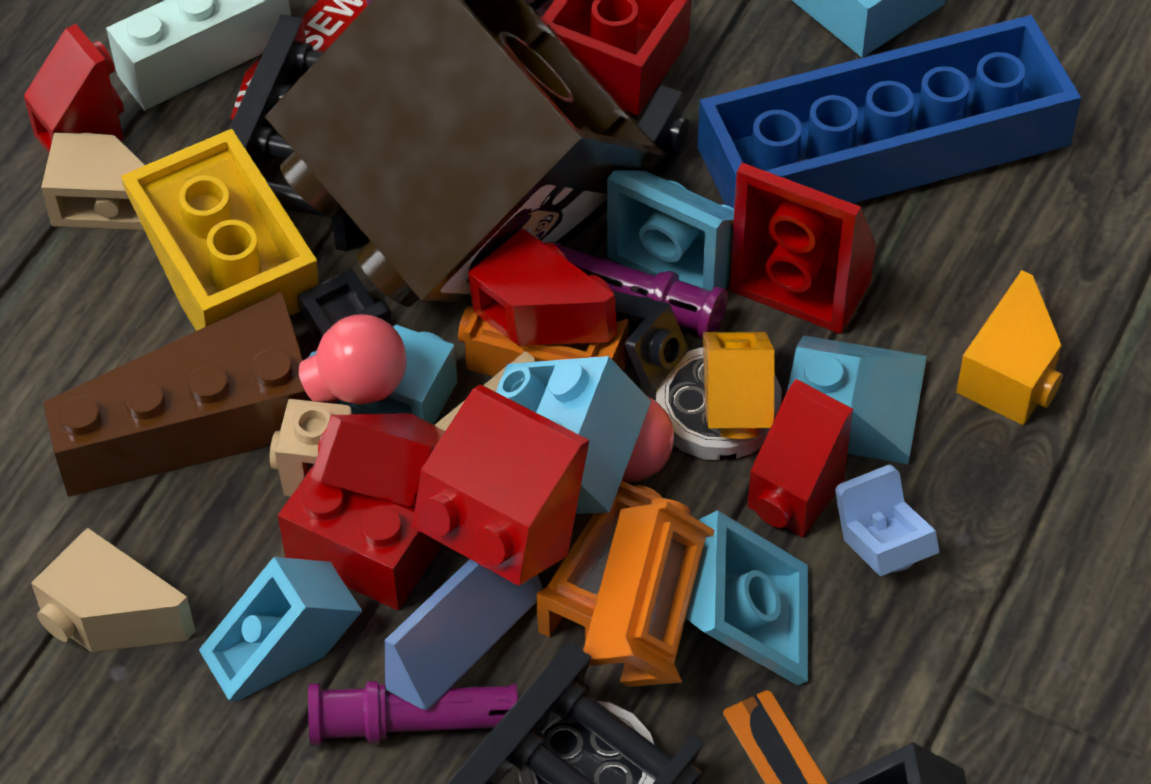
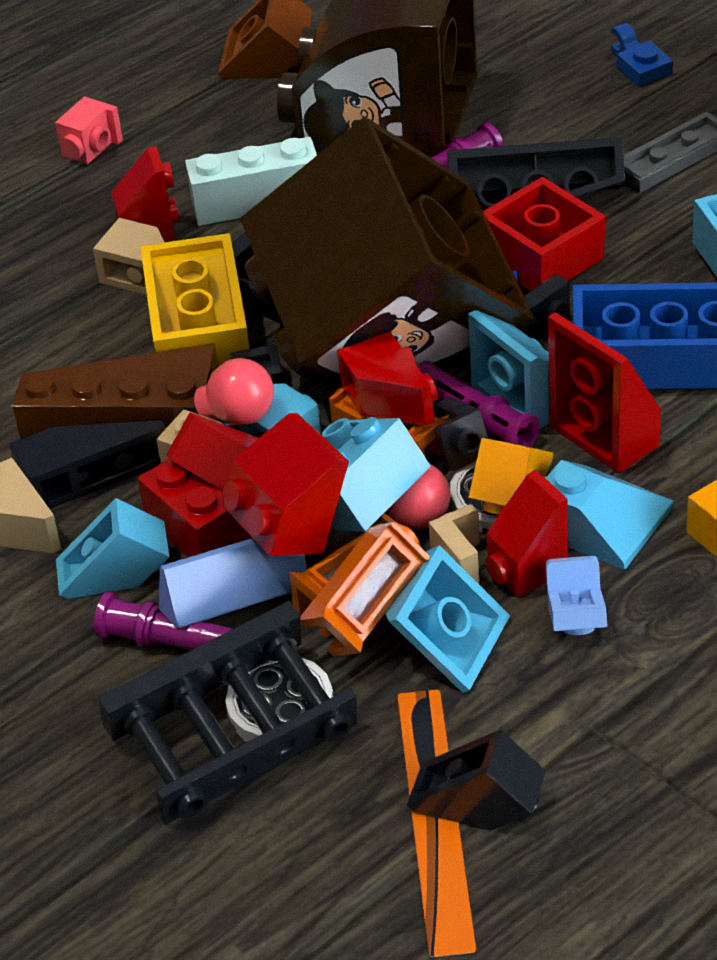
camera: 25 degrees right, 10 degrees down
(171, 497) = (85, 458): none -> black slope
(700, 488) = (458, 535): none -> tan bracket

